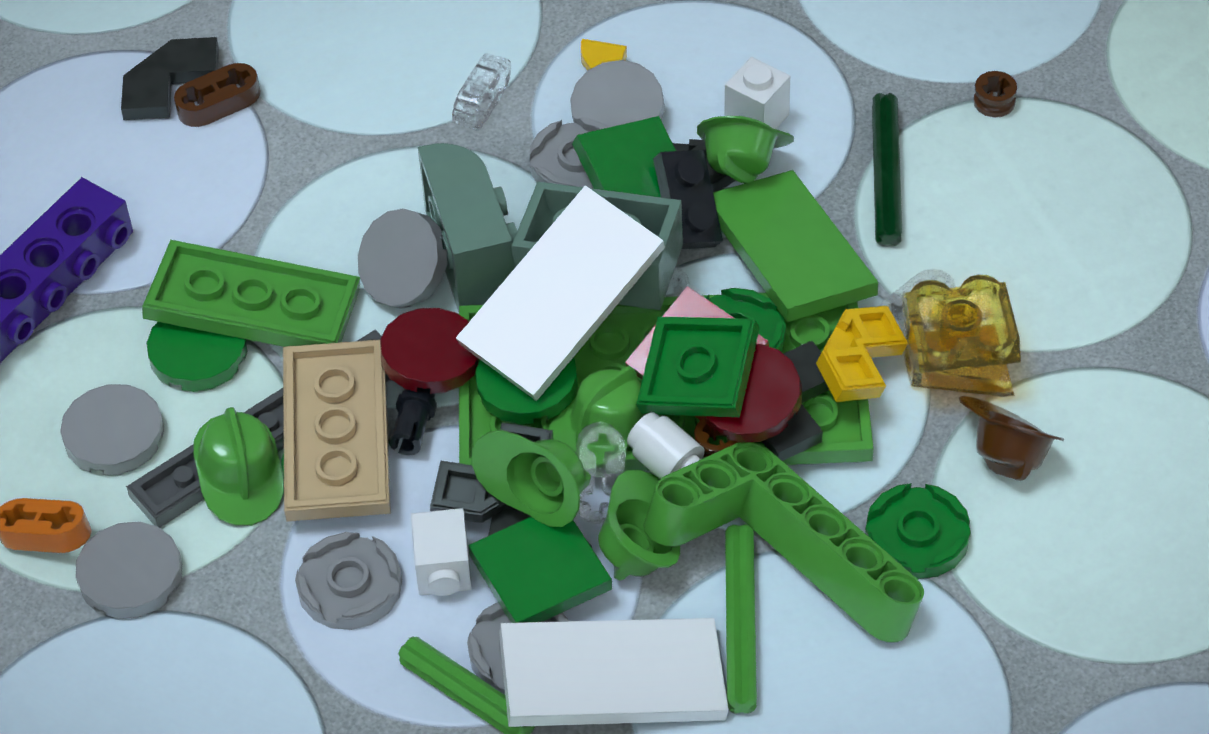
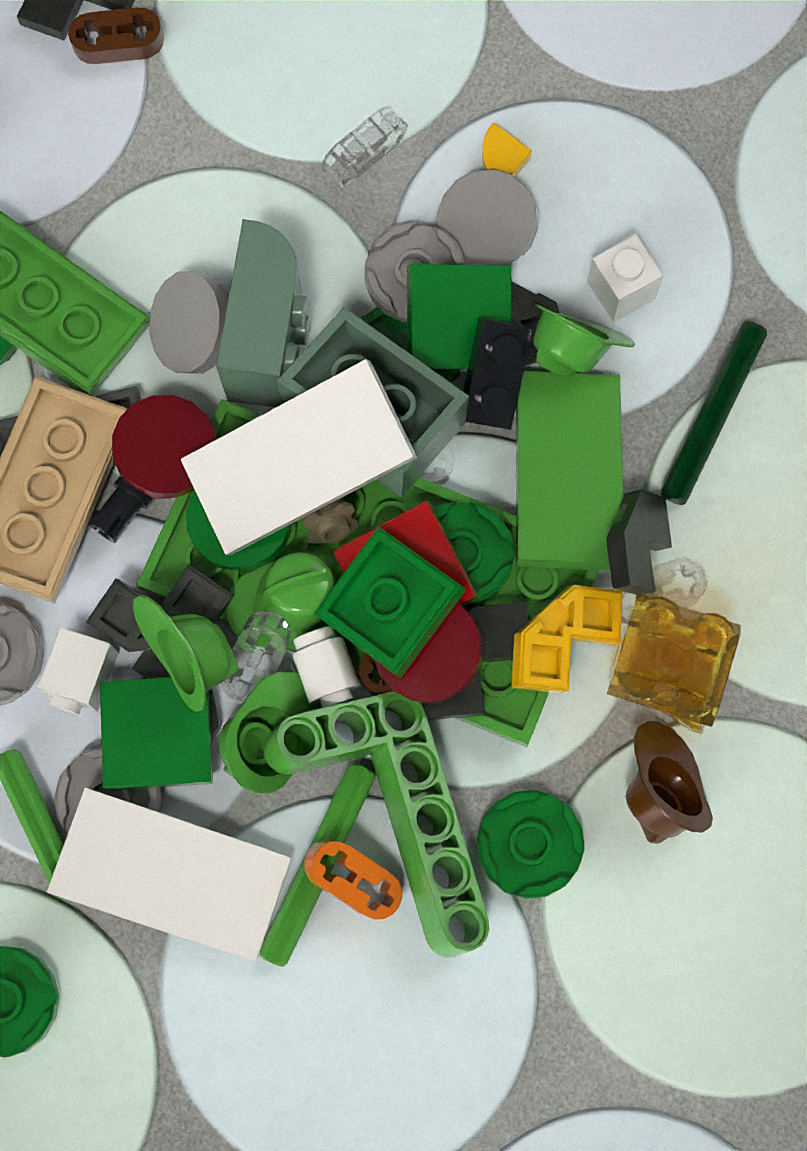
camera: 25 degrees right, 25 degrees up
(609, 344) = (330, 522): none -> dark tan plate
(780, 607) = (346, 889): none -> orange beam
(879, 264) = (629, 542): none -> pearl dark grey tile

